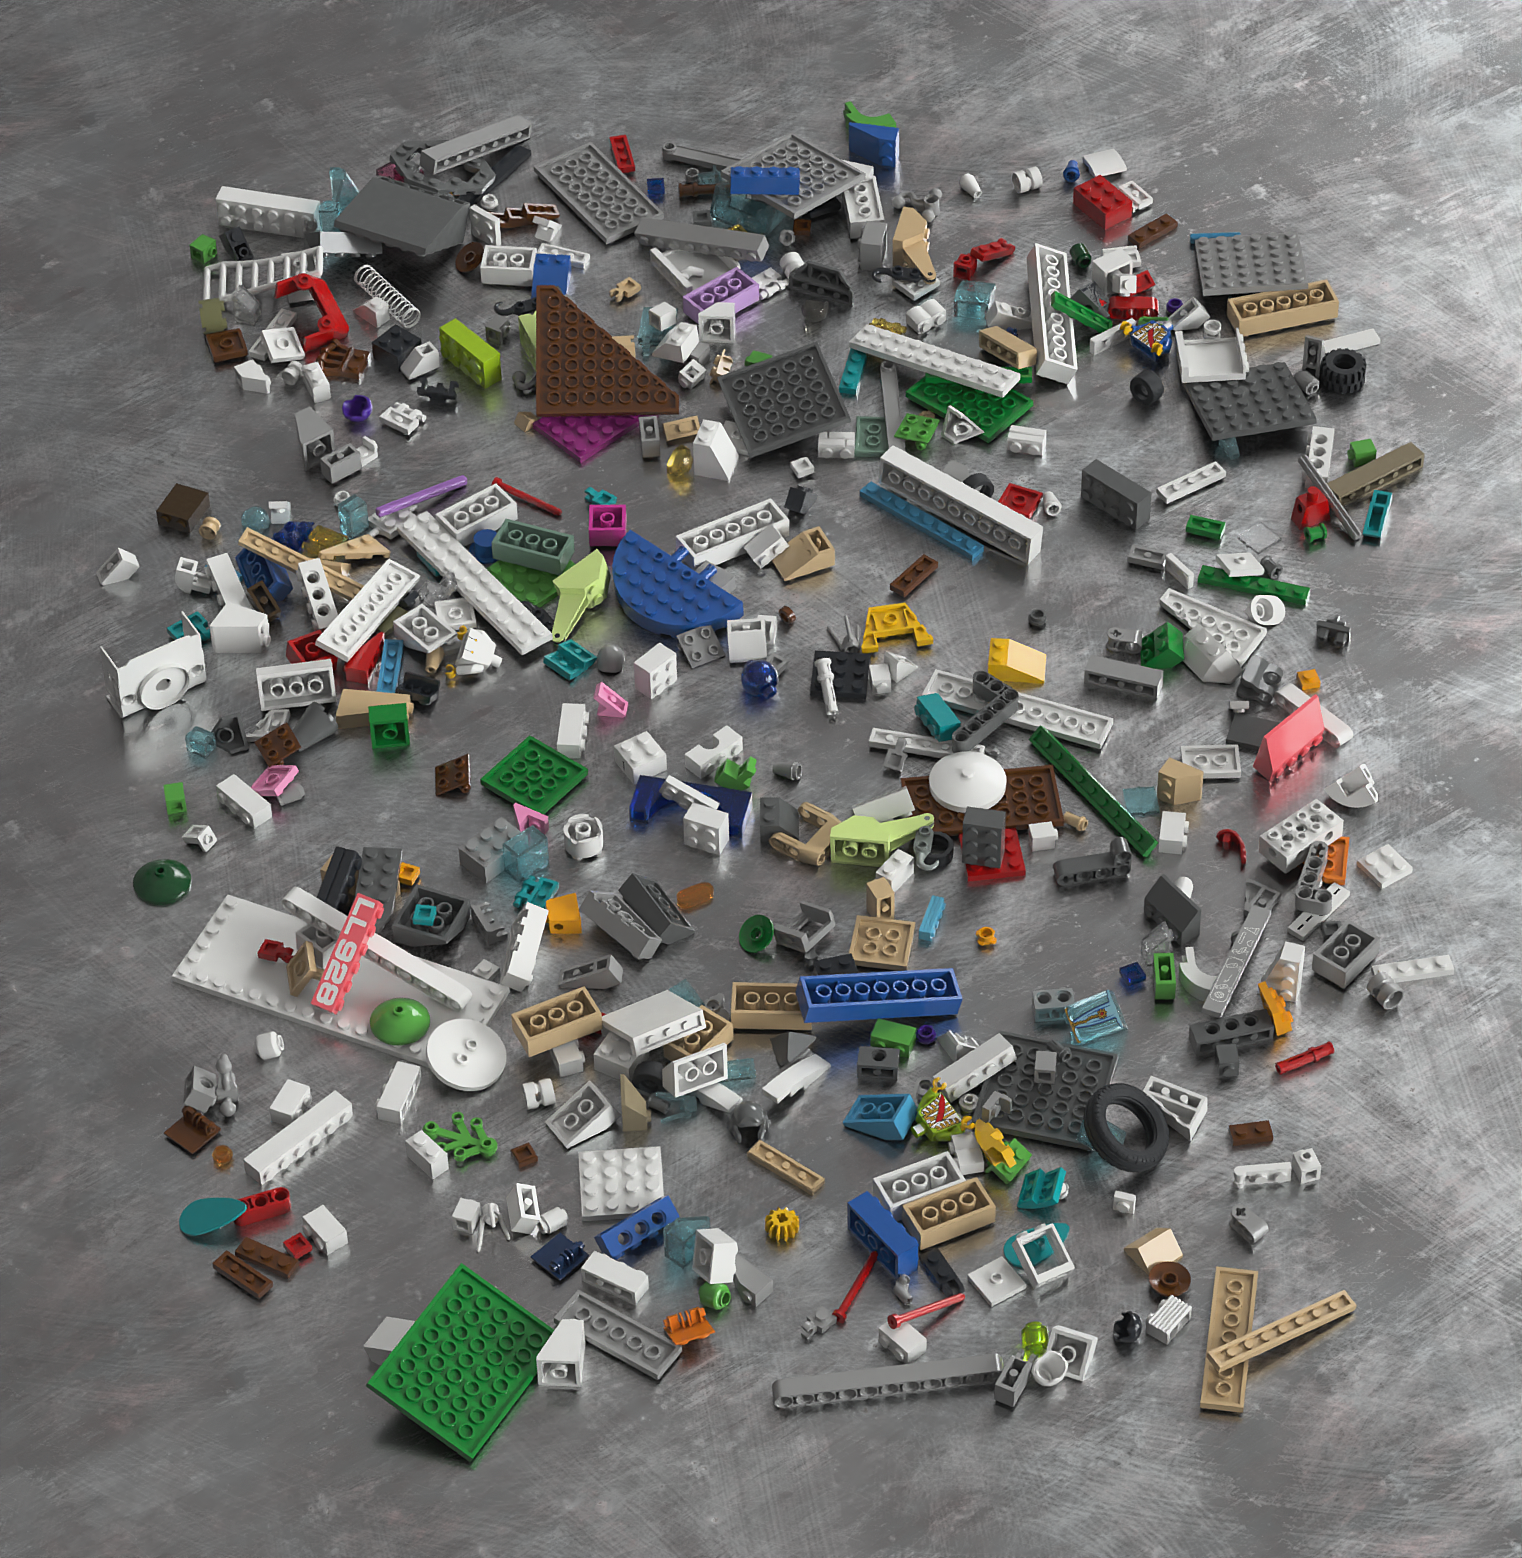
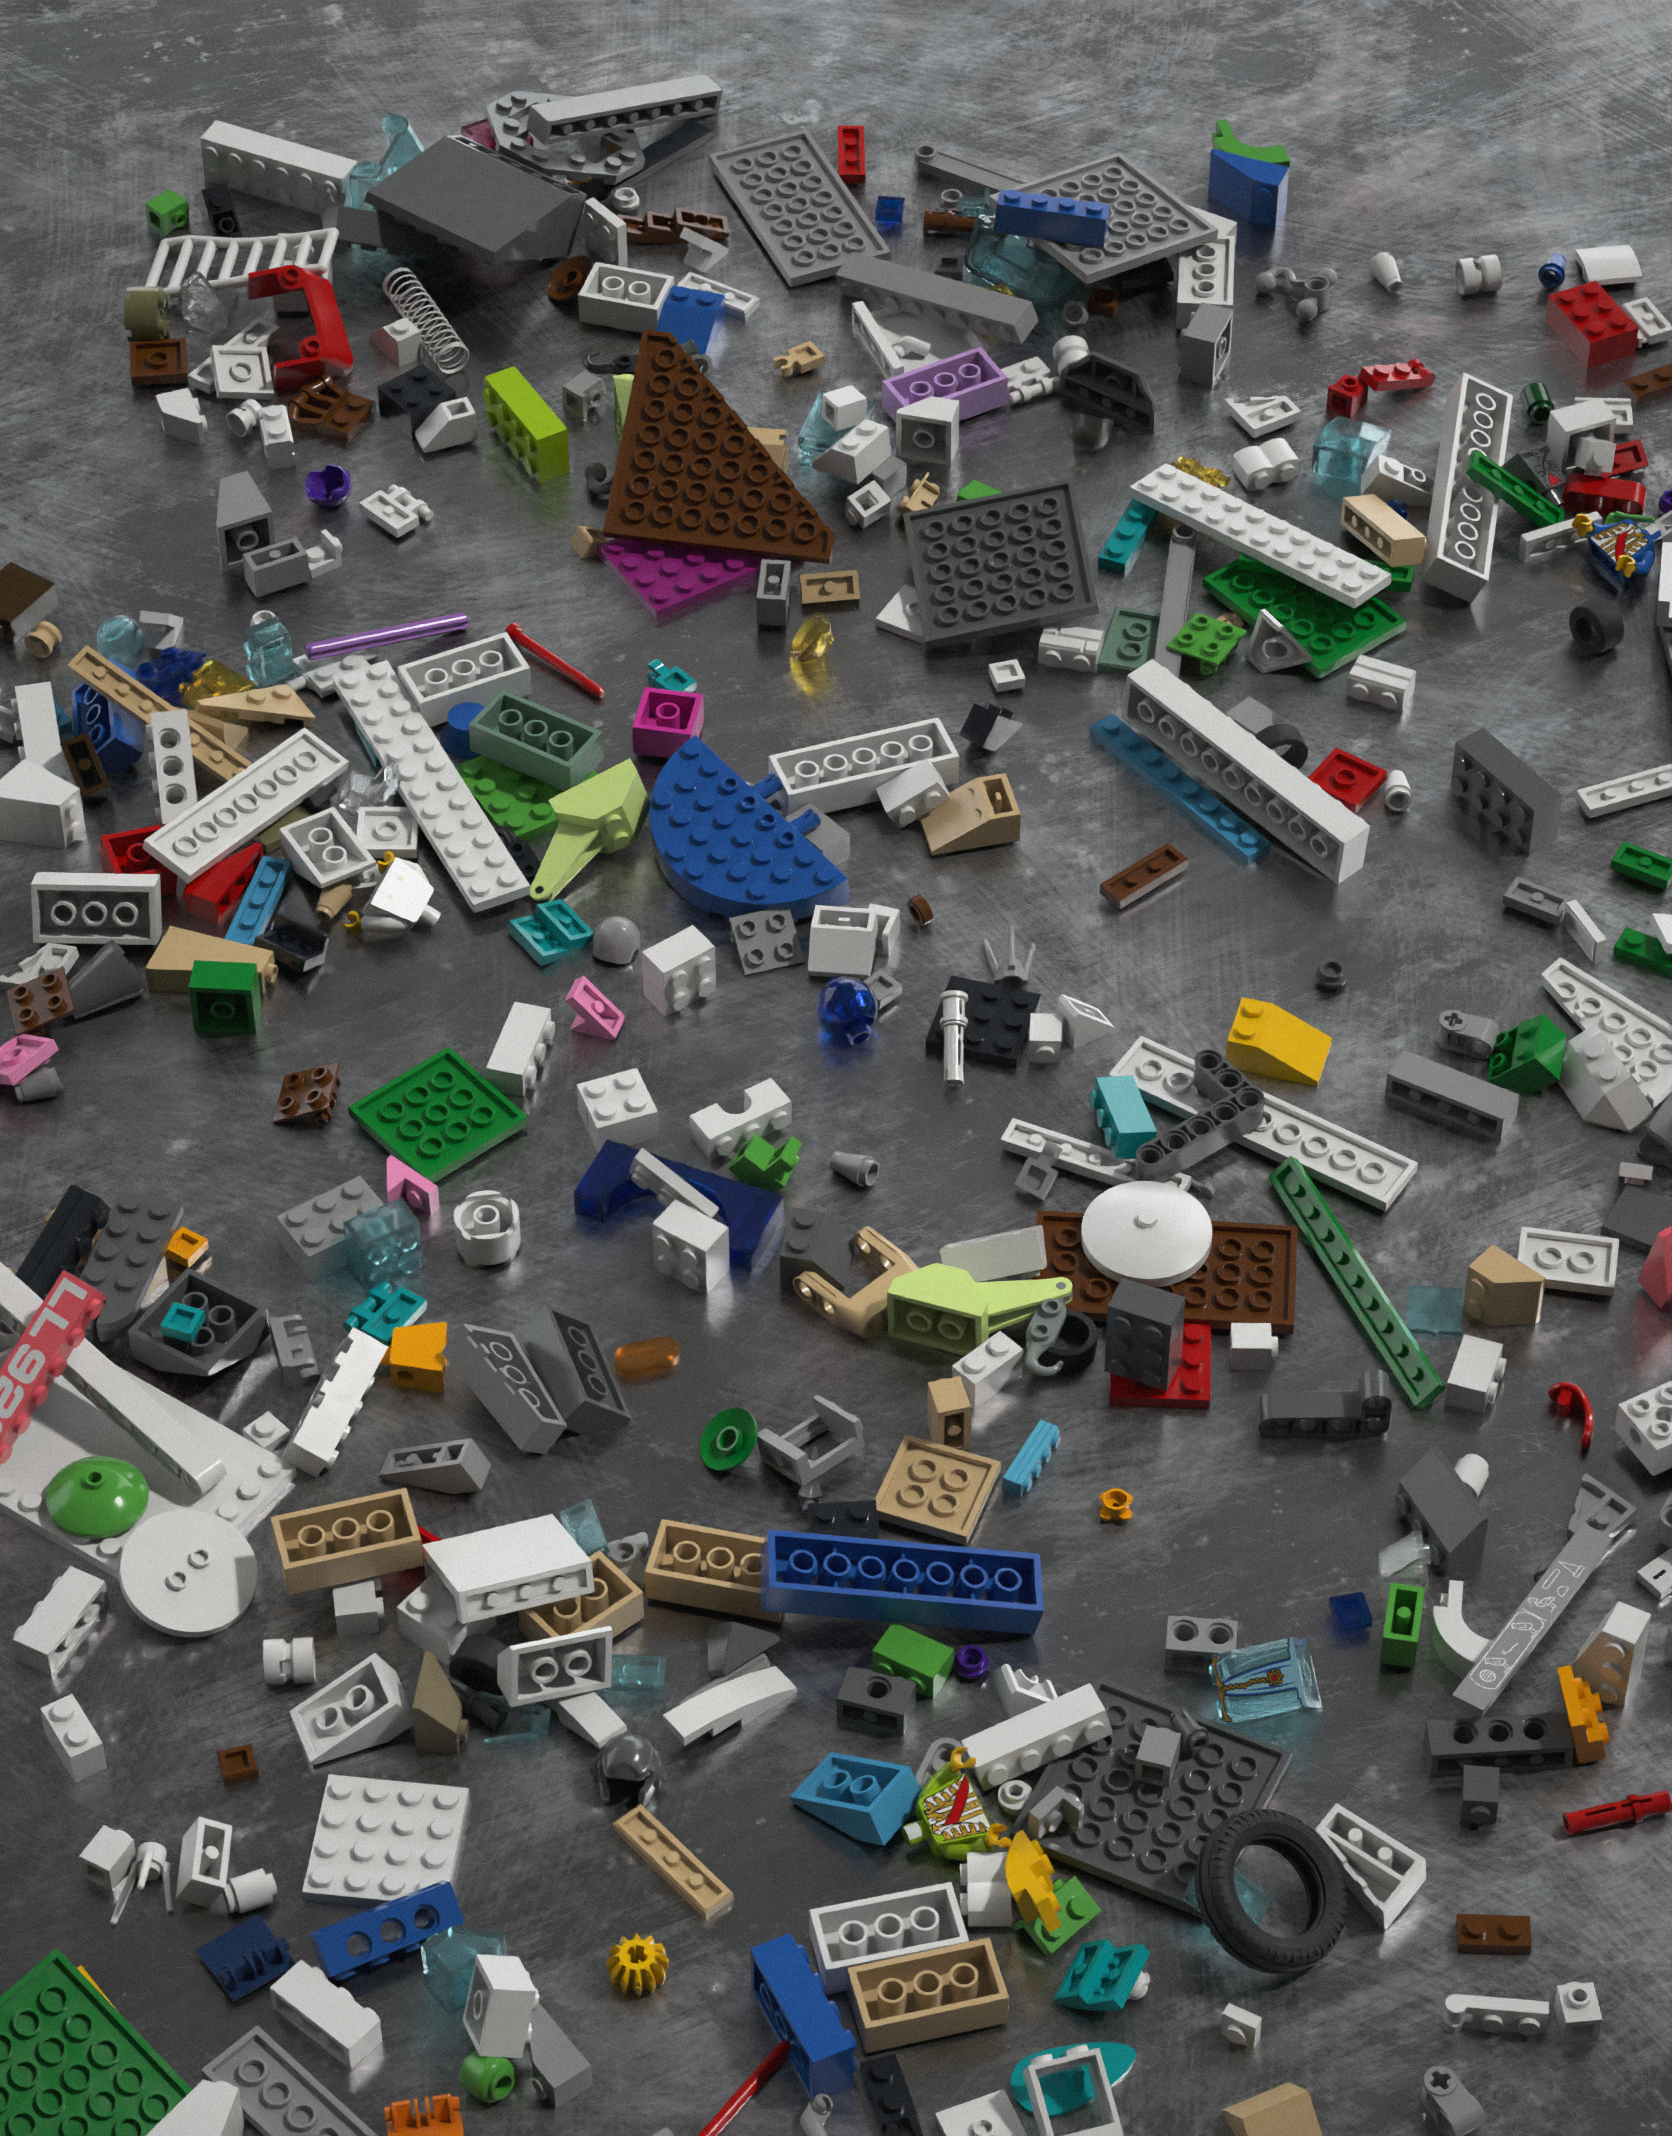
camera: 10 degrees right, 0 degrees up
(438, 392) = (462, 479): black piece -> none
(484, 1145) = (141, 1720): bright green plant -> none
(713, 452) = (868, 631): white slope -> none
(891, 621) = (1087, 946): yellow wing -> none
(910, 249) = (1262, 357): tan slope -> none
(1075, 821) = (1320, 1332): tan pin -> none

